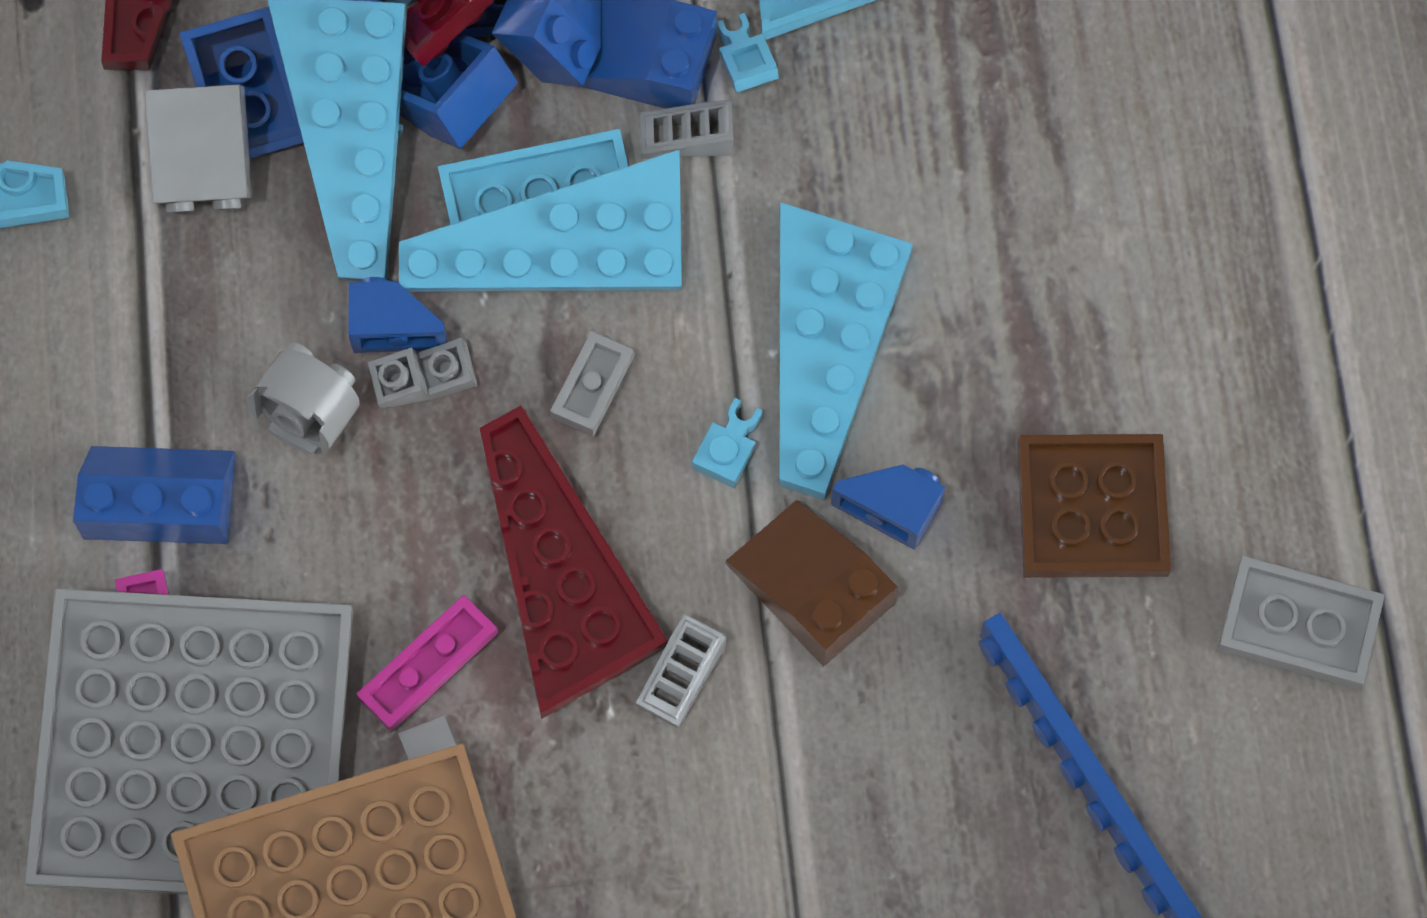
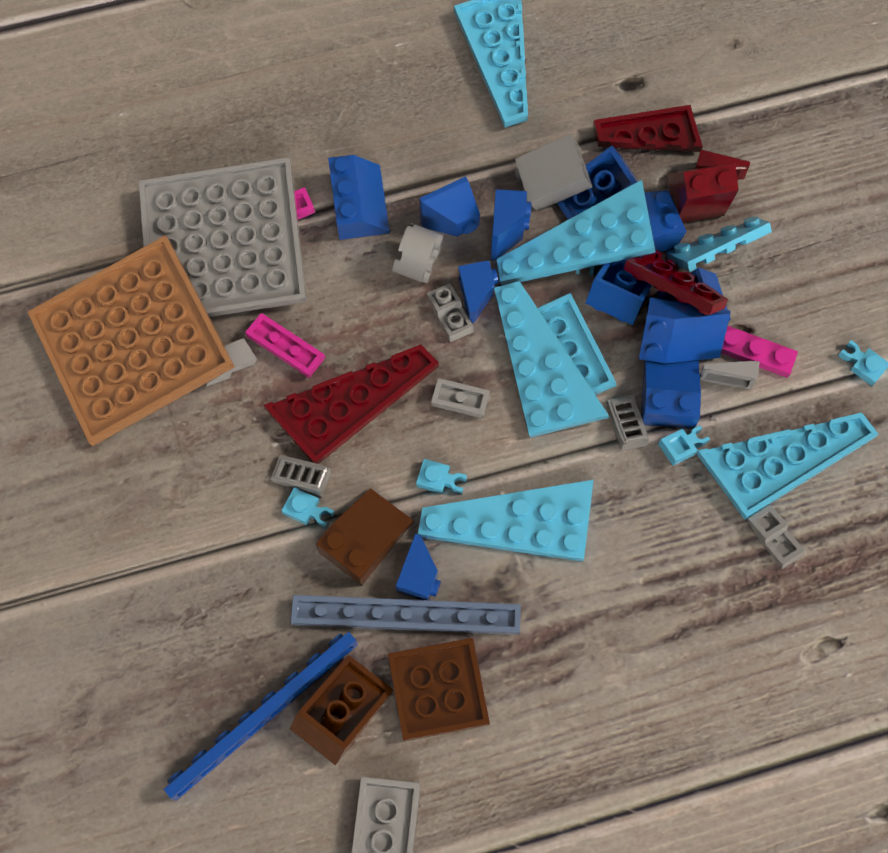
camera: 80 degrees right, 0 degrees up
(233, 326) = (450, 209): none -> blue slope
(277, 239) = (509, 220): none -> blue slope
(740, 676) = (304, 507): none -> medium azure plate
(960, 539) = (406, 614): none -> sand blue plate
(1108, 661) = (340, 709): none -> reddish brown slope

